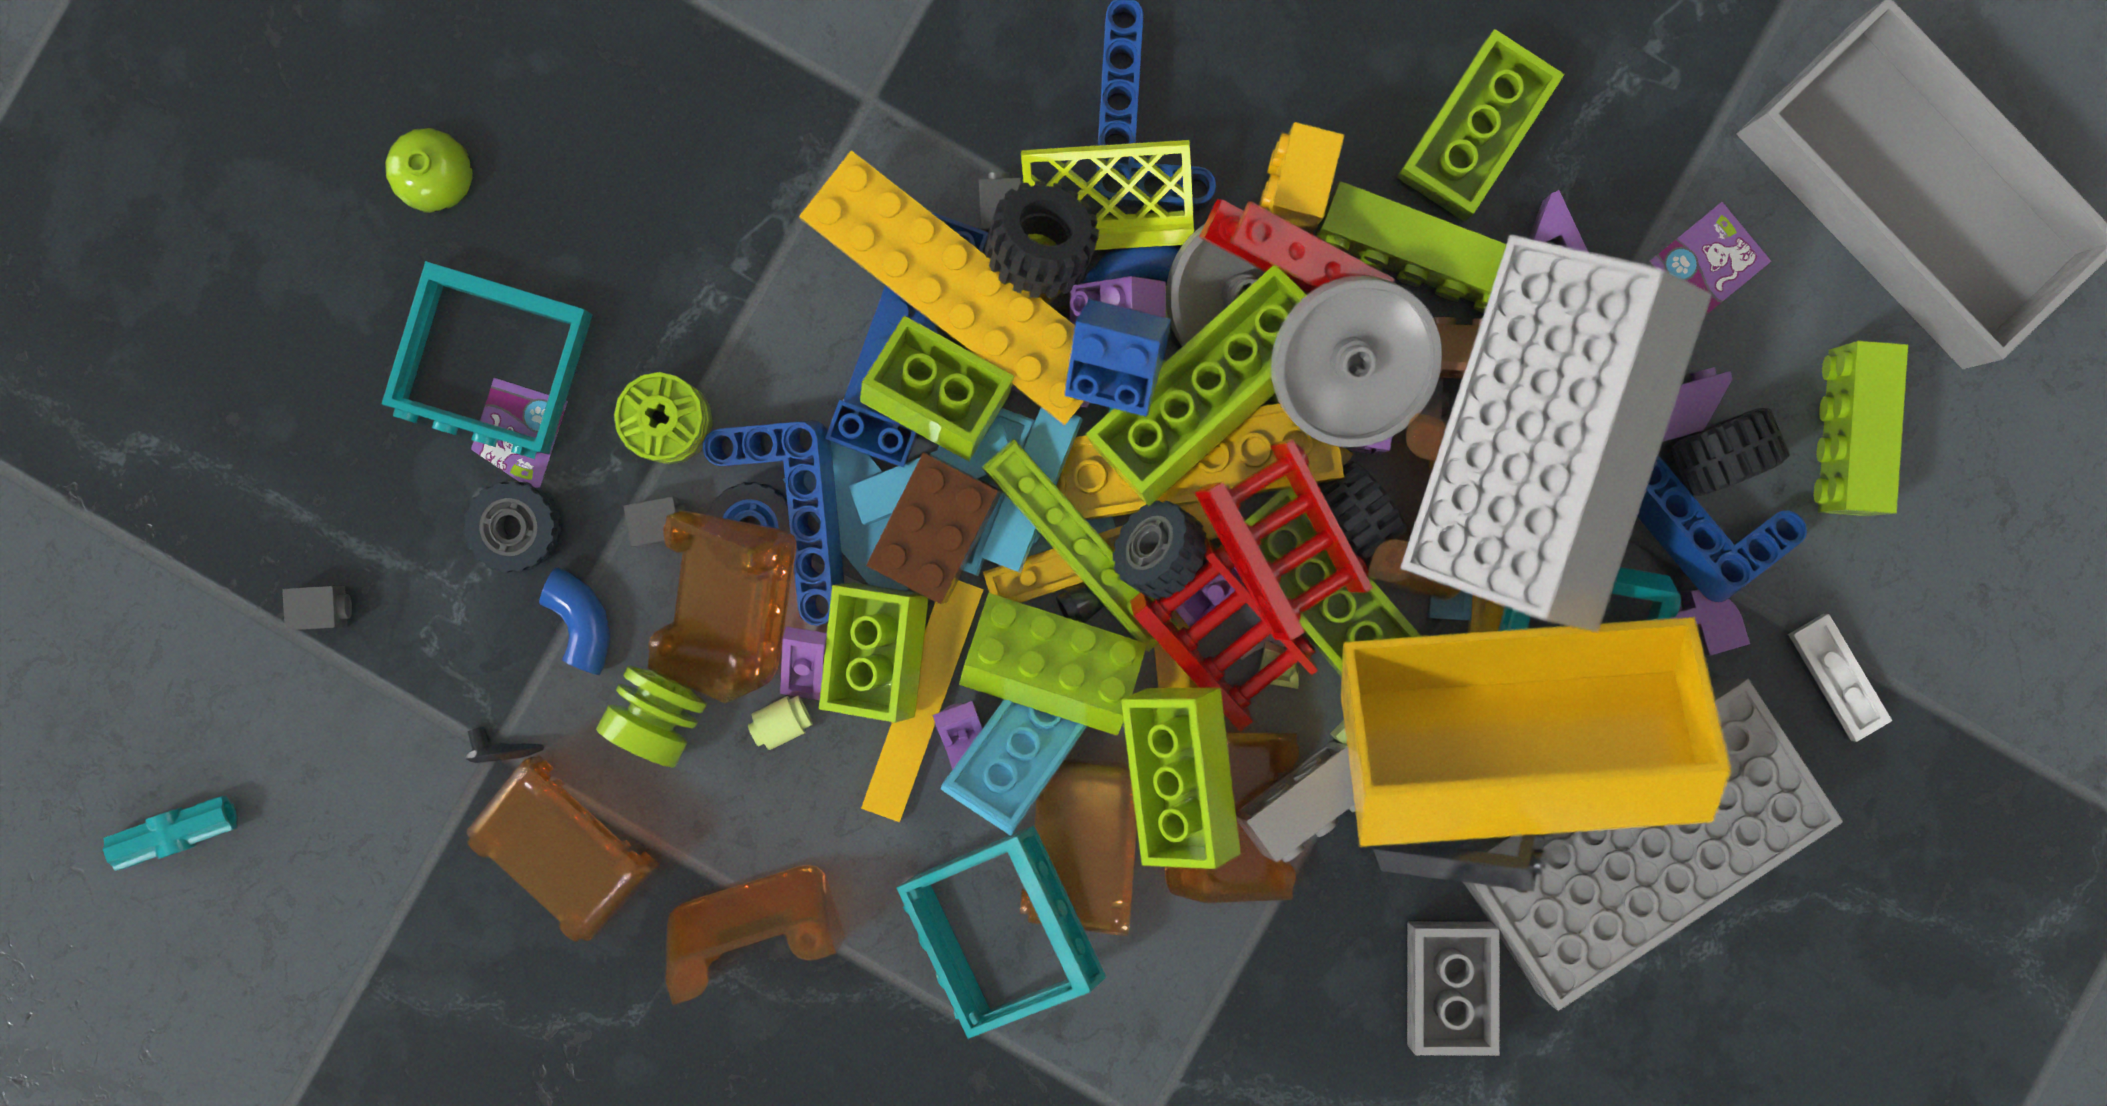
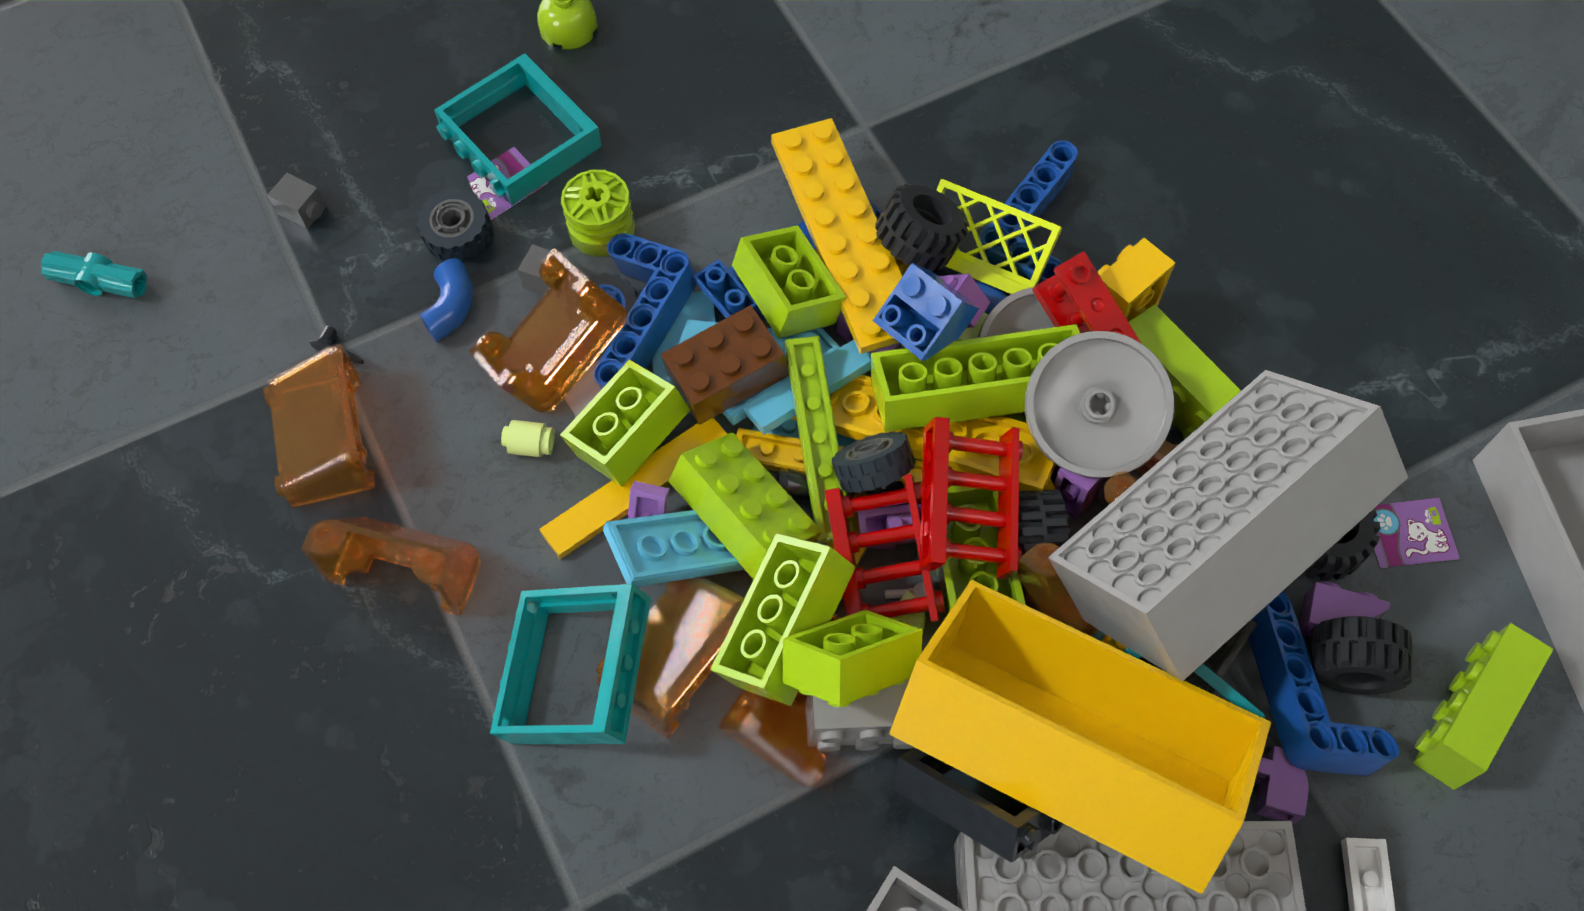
camera: 35 degrees right, 25 degrees down
(652, 714) = (447, 375): lime wheel -> none
(802, 662) = (572, 399): medium lavender slope -> none
(1275, 783) = (851, 657): none -> lime brick
(1480, 125) = (1281, 337): lime brick -> none

